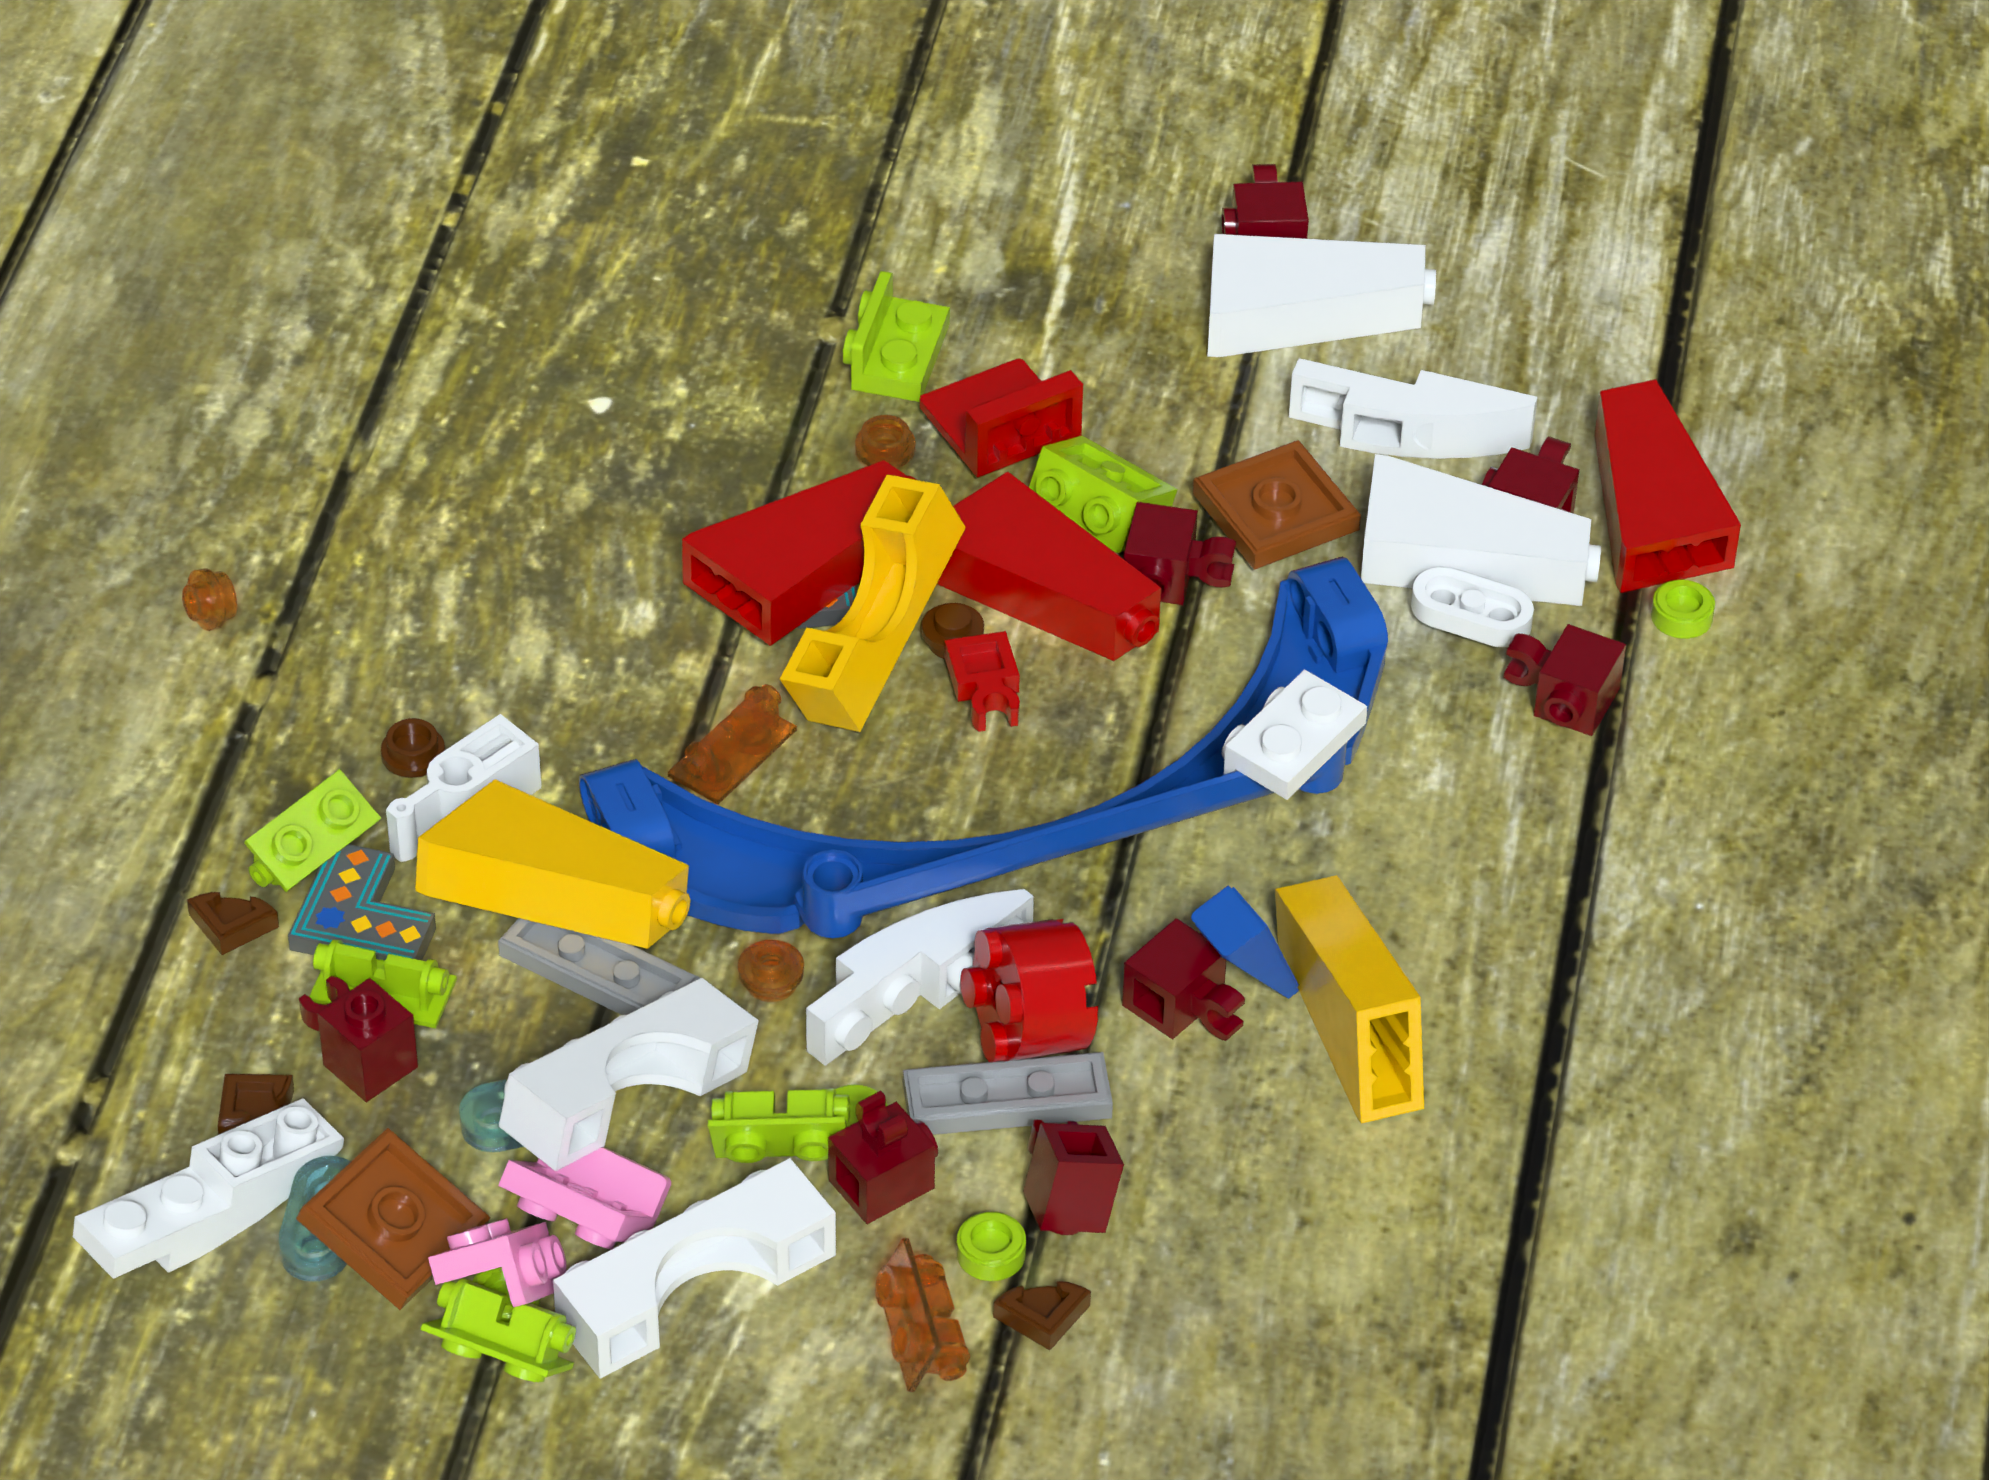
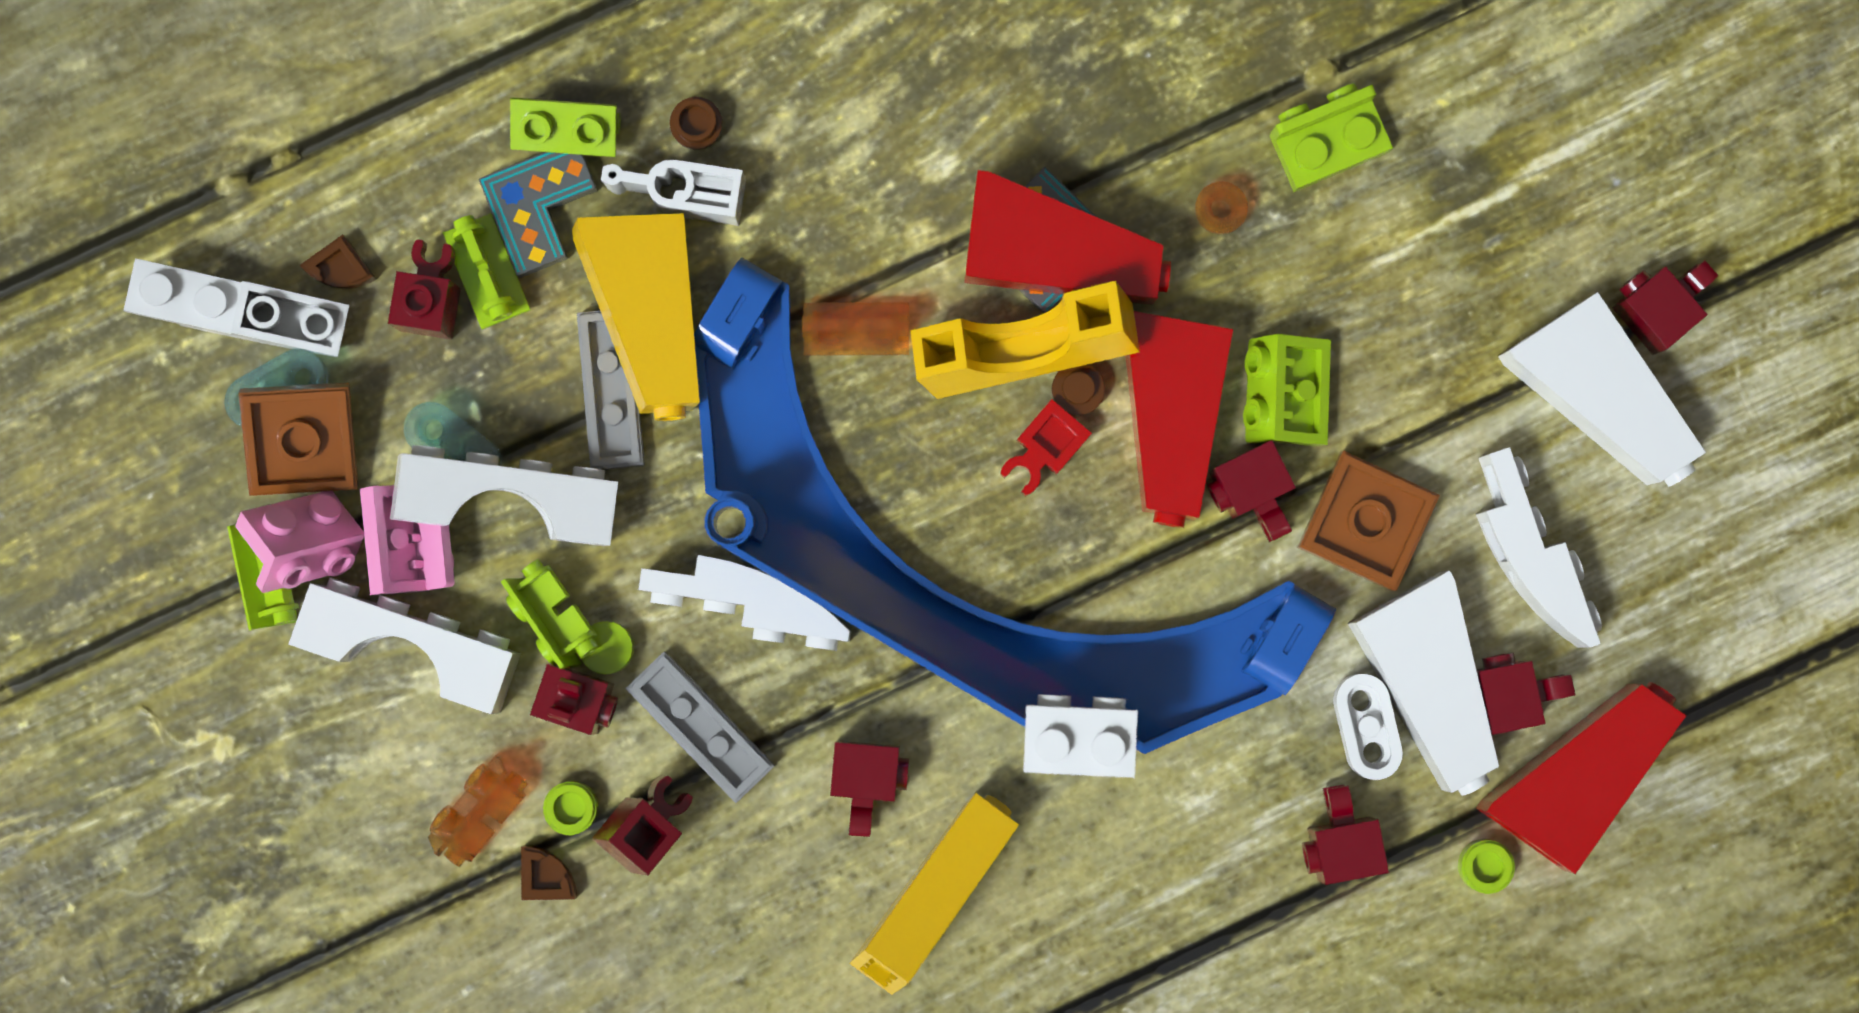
camera: 55 degrees right, 40 degrees up
(231, 920) = (472, 126): reddish brown tile -> none
(771, 970) = (668, 498): clear orange plate -> none
(1005, 414) = (1311, 265): red bracket -> none
(1031, 989) = (762, 703): red brick -> none
(1244, 940) = (906, 811): blue slope -> none

